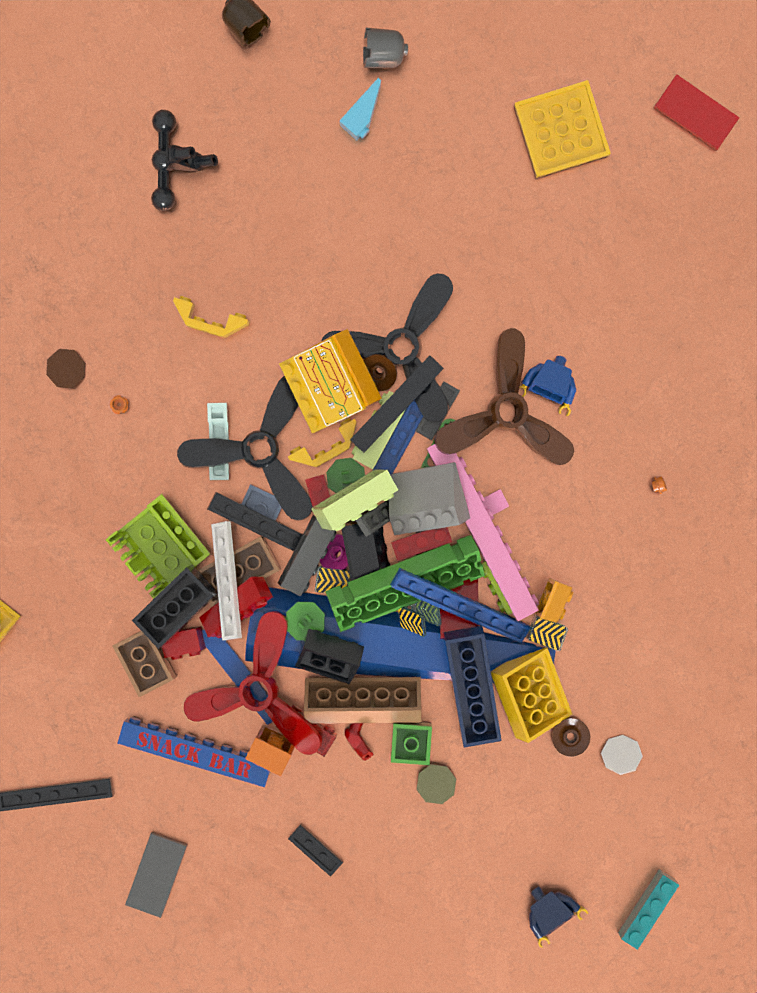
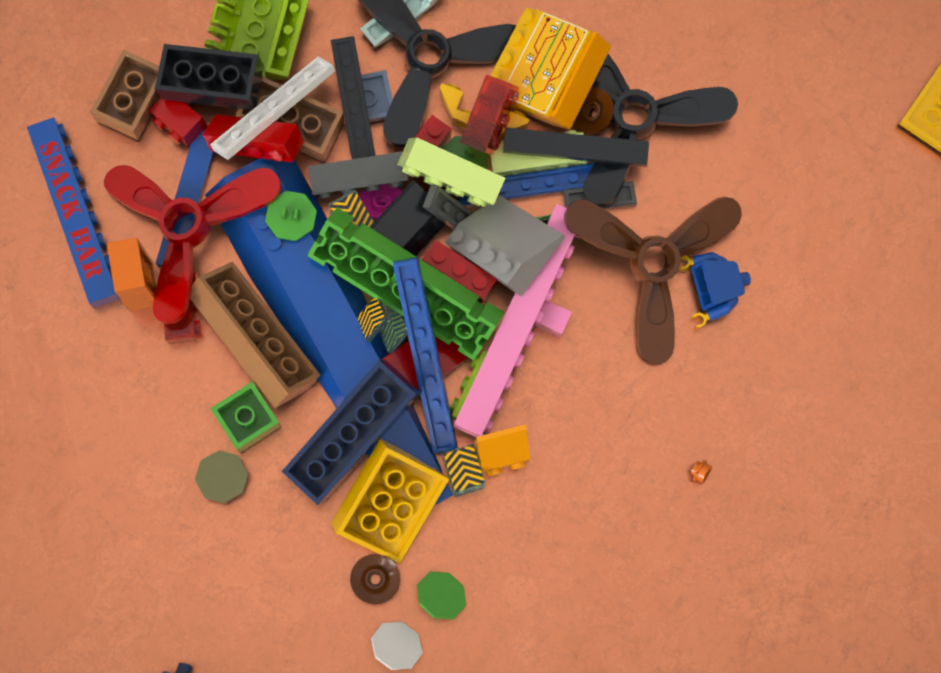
camera: 45 degrees right, 10 degrees down
(315, 850) = (60, 407): black tile -> none
(329, 656) = (273, 263): black slope -> none
(335, 444) = (490, 114): none -> clear red brick
(357, 742) = (206, 363): red arm -> none
(612, 704) = (441, 595): none -> bright green piece

